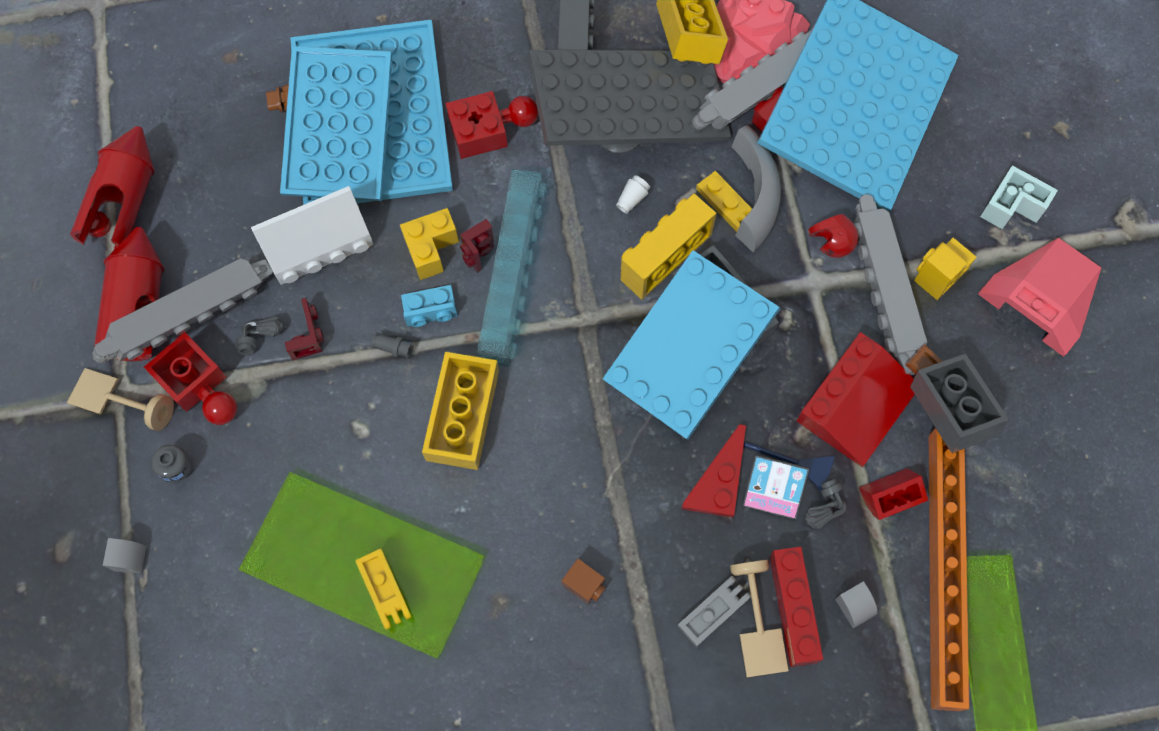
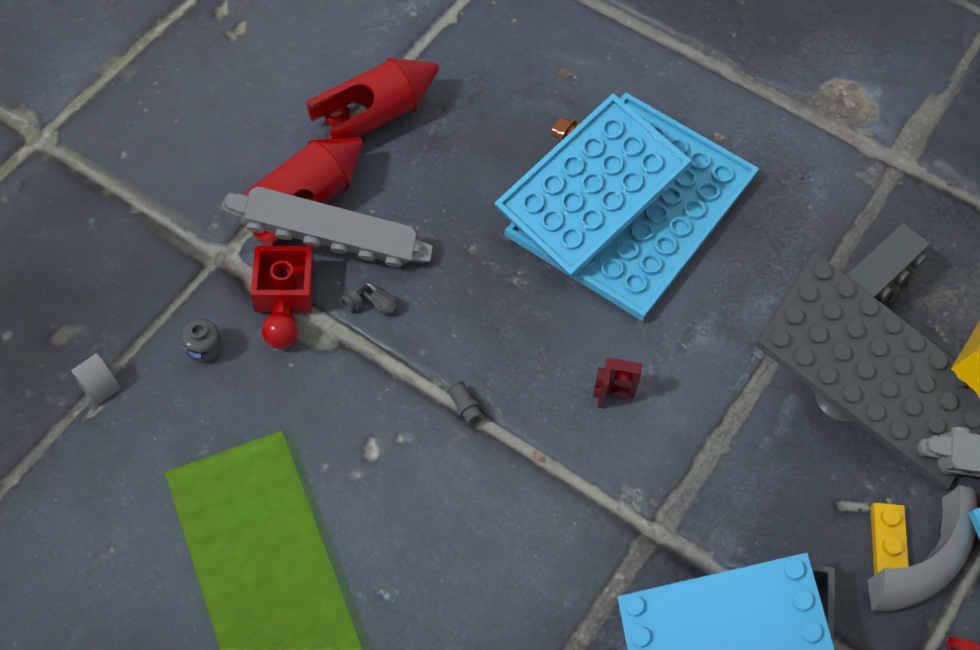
camera: 40 degrees right, 10 degrees down
(96, 389) = (206, 237): tan piece -> none
(302, 345) = (401, 344): dark red bracket -> none
(313, 236) = (486, 257): white slope -> none
(382, 587) = (252, 596): yellow hinge -> none
(427, 236) = (578, 339): yellow brick -> none
(429, 306) = (527, 398): medium azure bracket -> none
(461, 411) = (465, 508): yellow brick -> none
(479, 122) = (719, 283): red brick -> none
(510, 267) = (627, 428): clear light blue brick -> none
(633, 193) = (802, 459): white cone -> none
(667, 245) = (788, 529): yellow brick -> none

